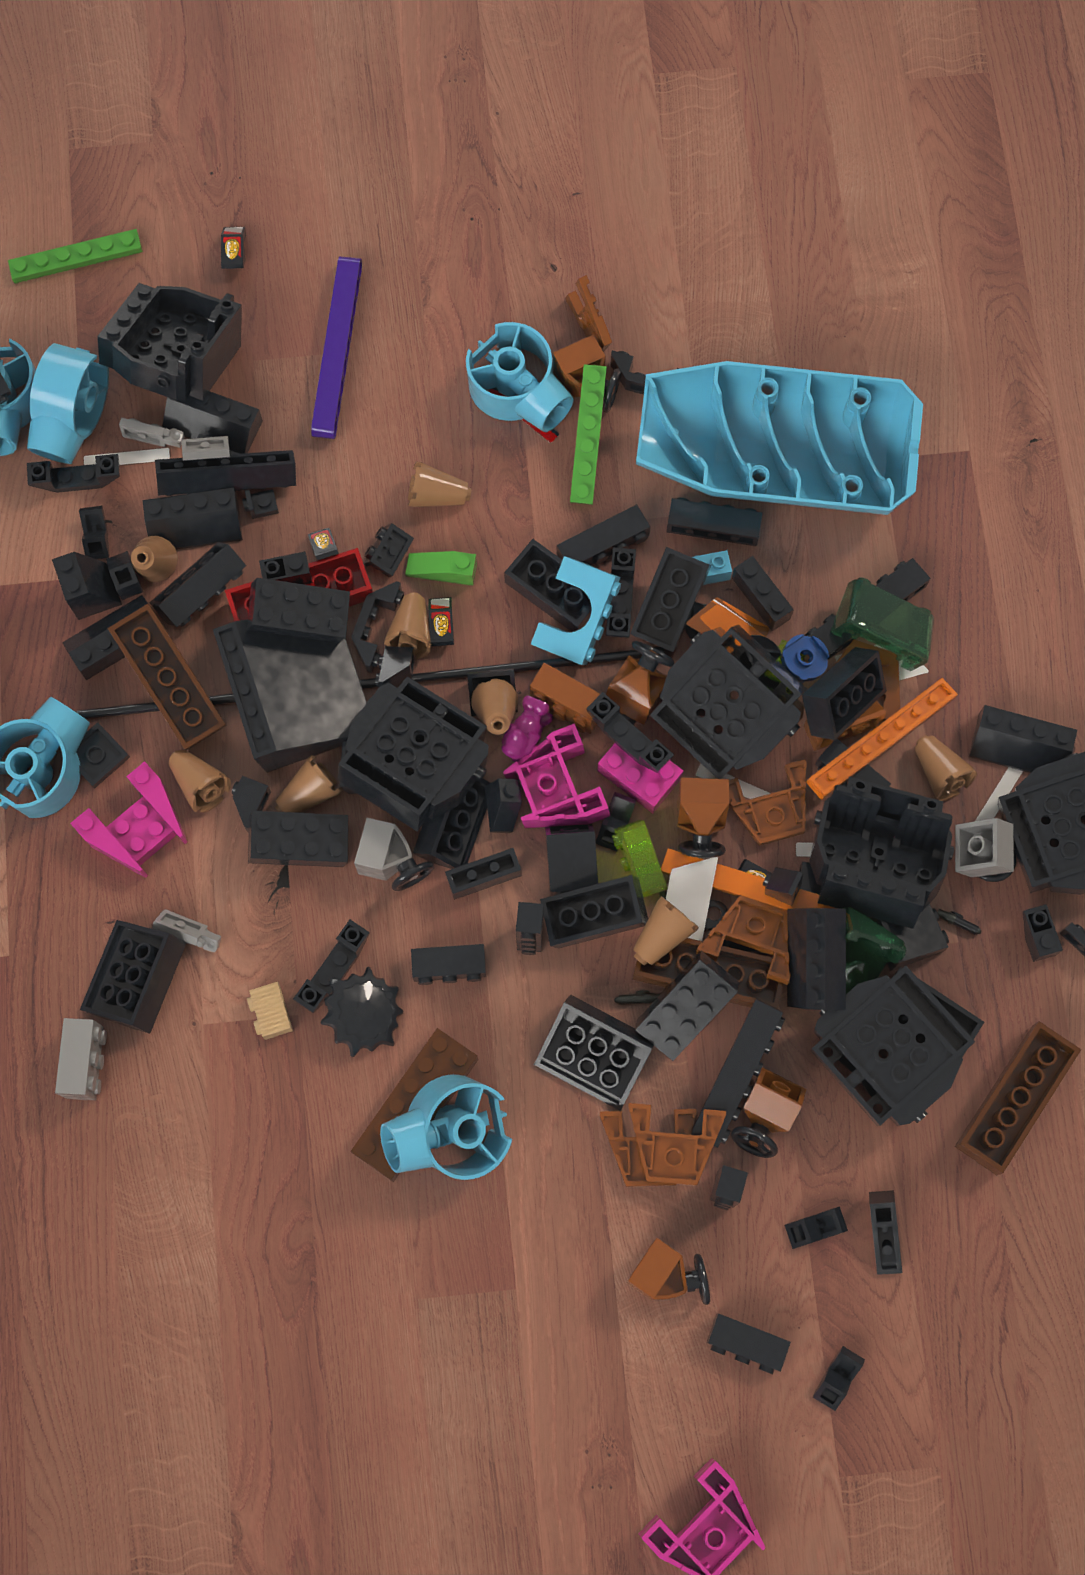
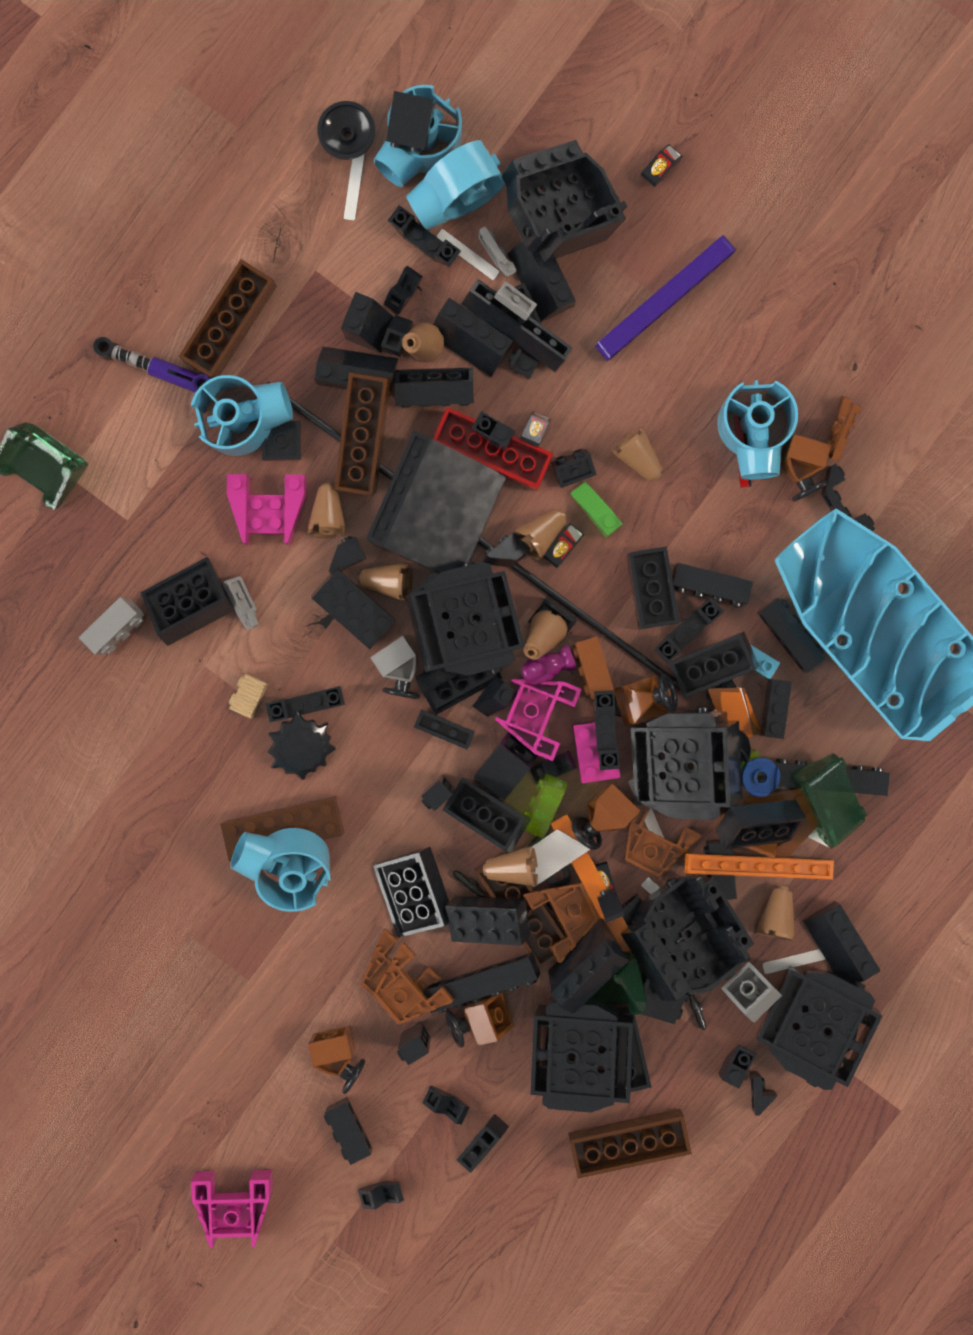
camera: 40 degrees right, 15 degrees up
(75, 256) = (555, 77): bright green plate -> none
(298, 610) = (476, 466): black brick -> none
(387, 598) = (545, 500): black slope -> none
(448, 964) = (376, 763): black brick -> none
(588, 434) = (766, 507): bright green plate -> none
(600, 588) = (675, 619): medium azure arch -> none

